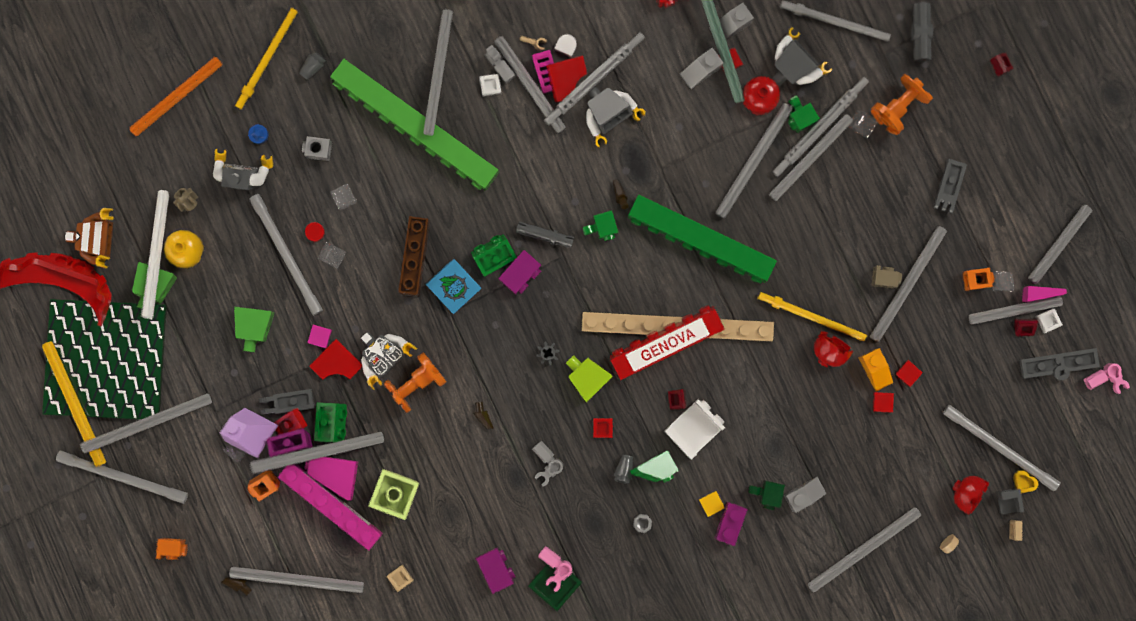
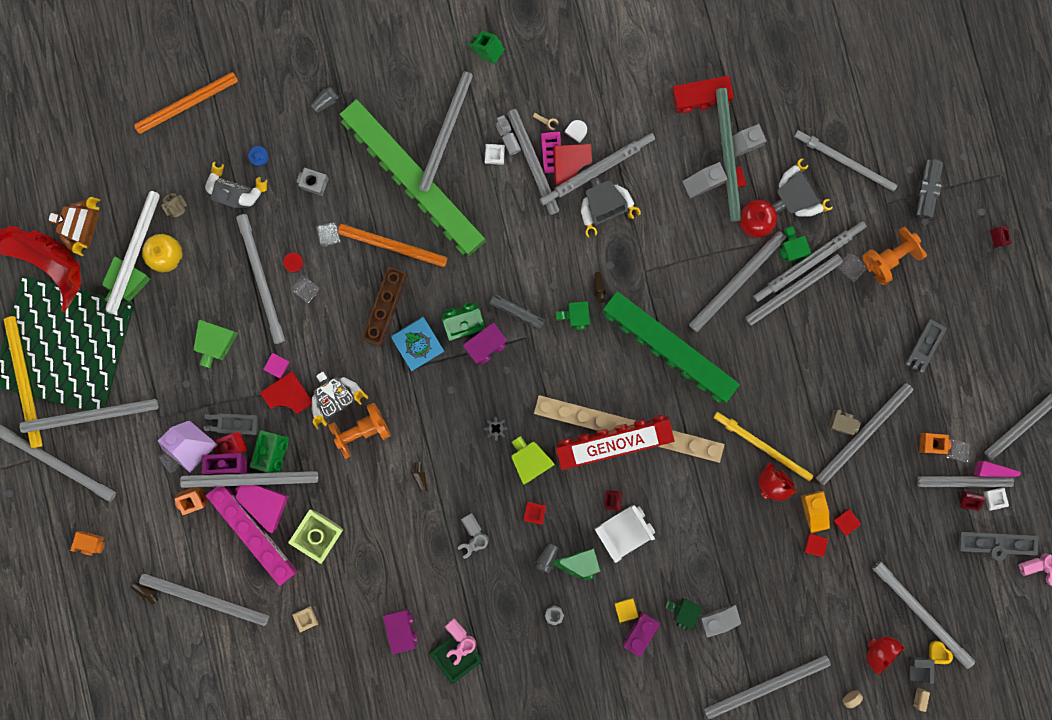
camera: 15 degrees right, 0 degrees up
(247, 91) = (257, 112): yellow bar -> none
(411, 195) = (392, 245): none -> orange axle

